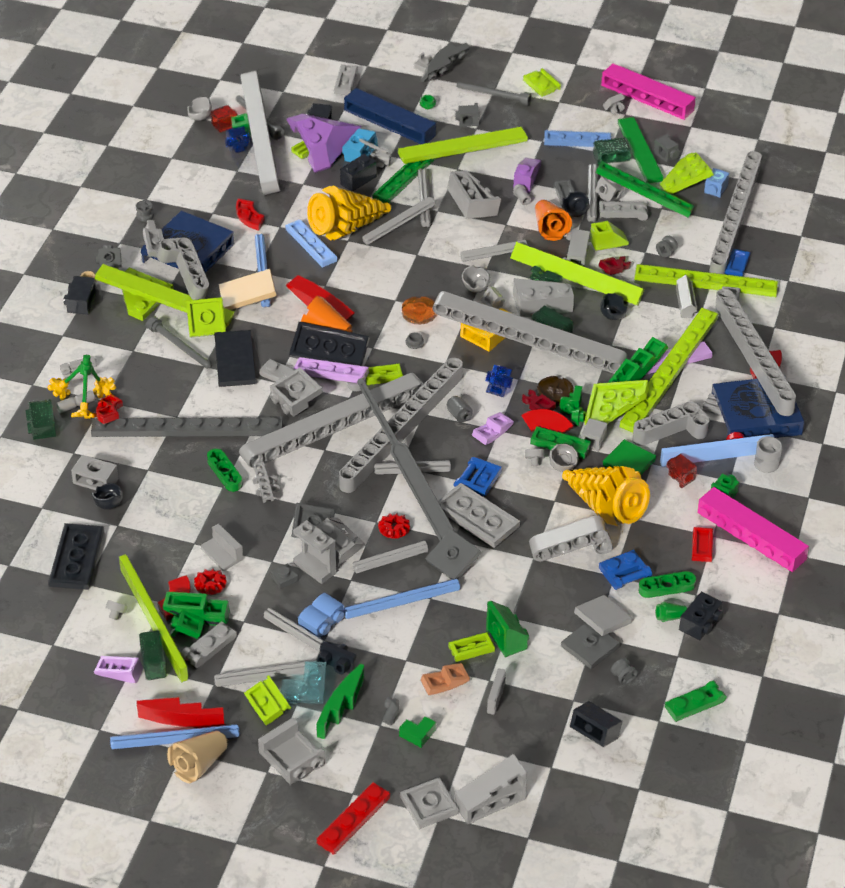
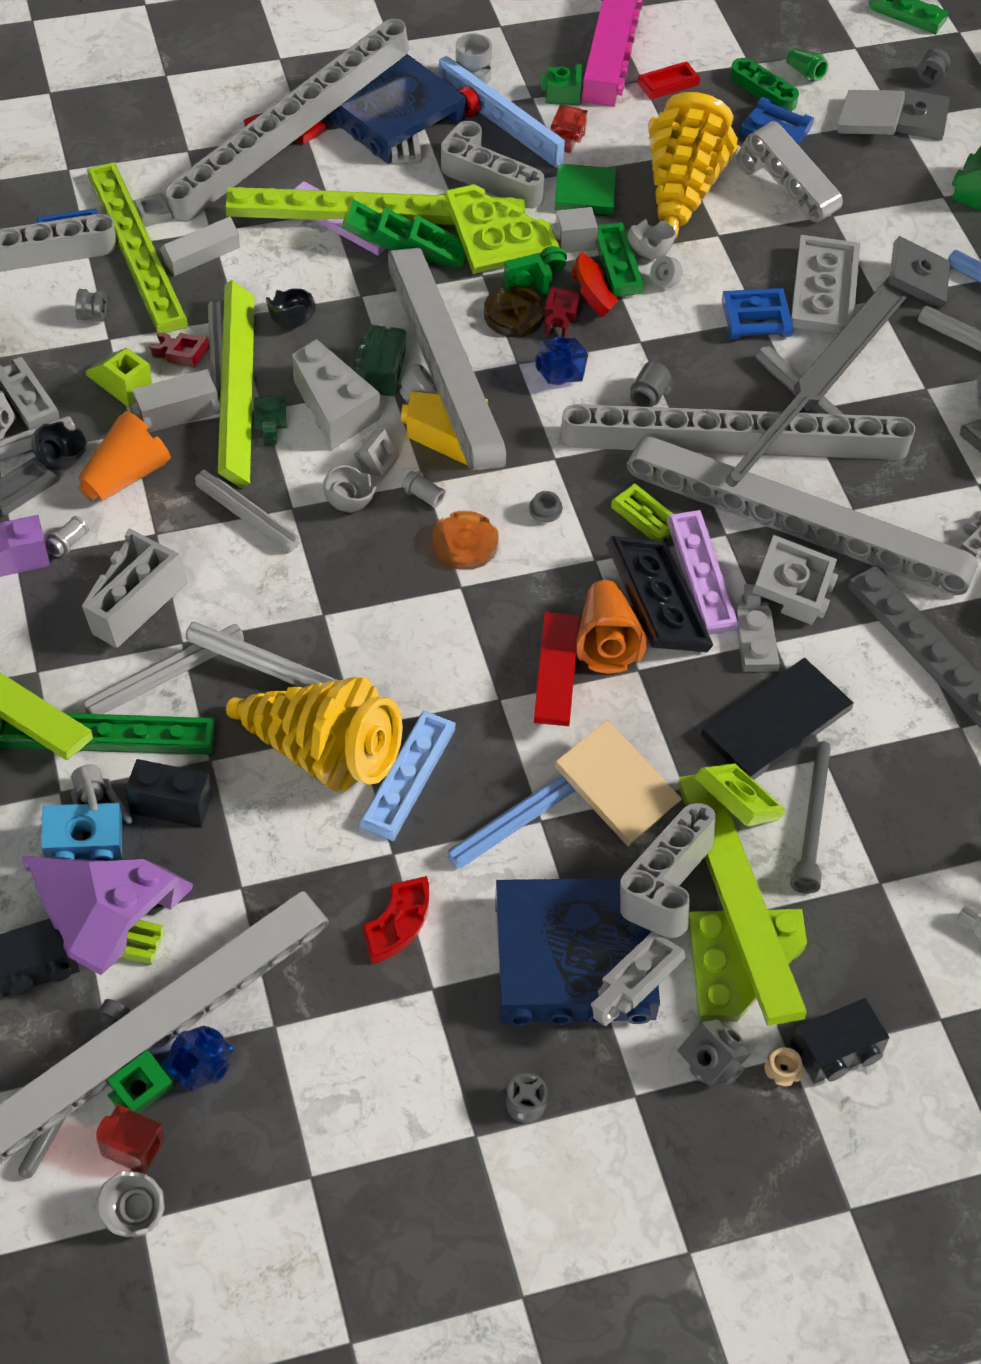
camera: 125 degrees left, 10 degrees up
(400, 529) = (916, 368): red gear -> none
(493, 429) = (641, 340): lavender slope -> none
(701, 616) = (785, 32): black brick -> none

